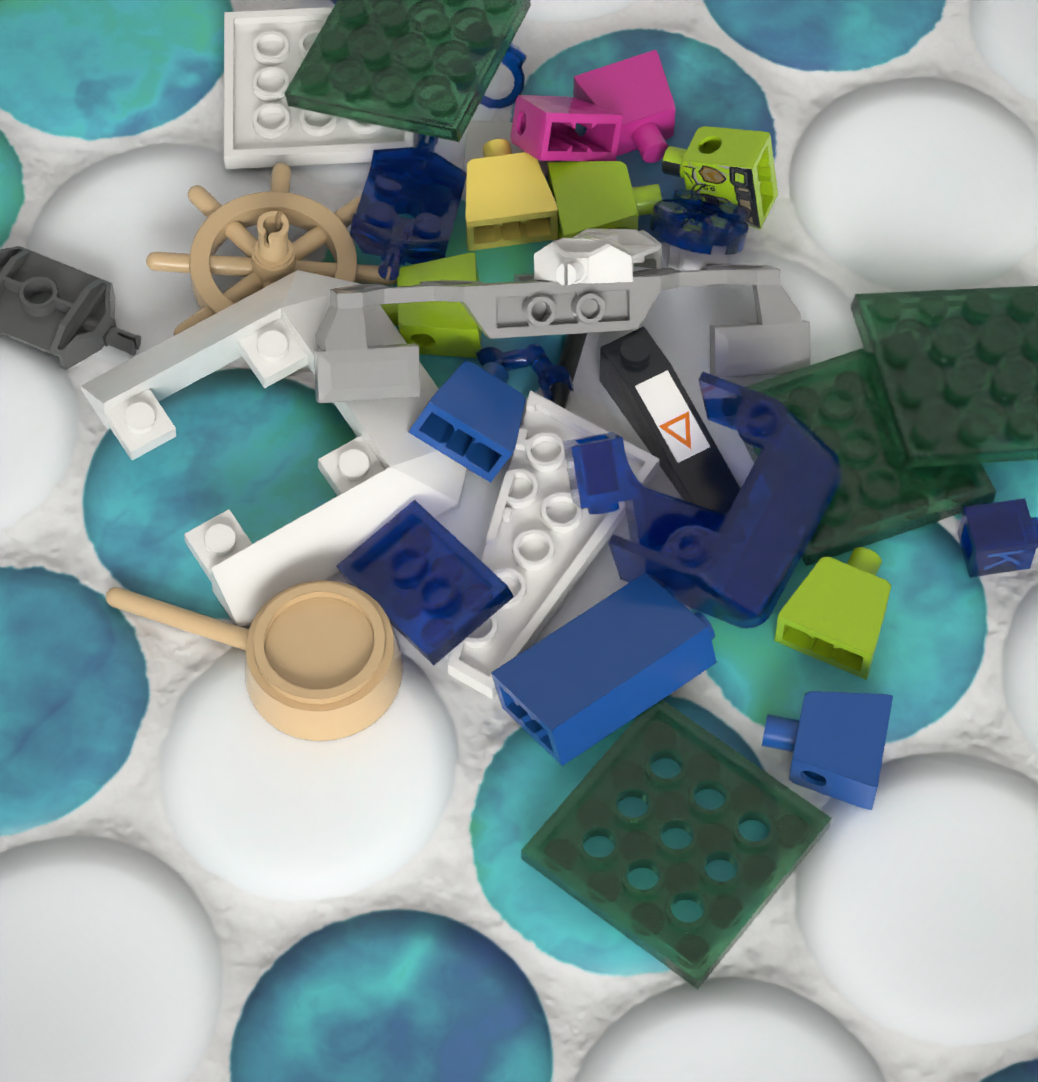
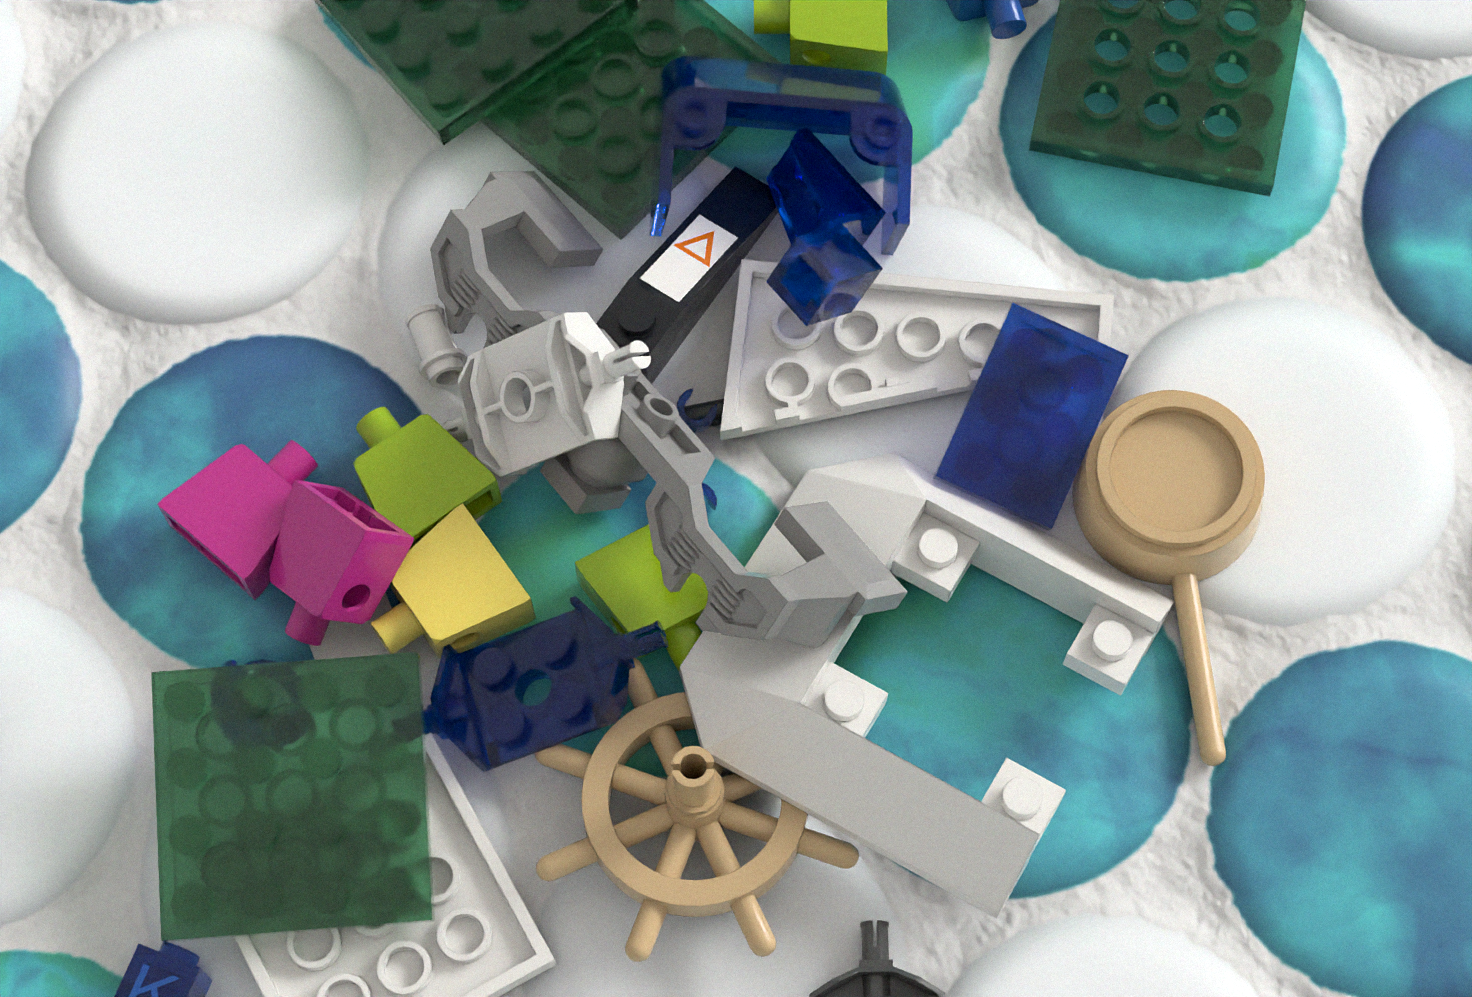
camera: 115 degrees left, 10 degrees up
(473, 418) = (794, 458): blue torso -> none
(605, 667) = (1032, 190): blue brick -> none
(699, 224) = (374, 341): clear blue plate -> none
(728, 169) = (309, 329): lime torso -> none

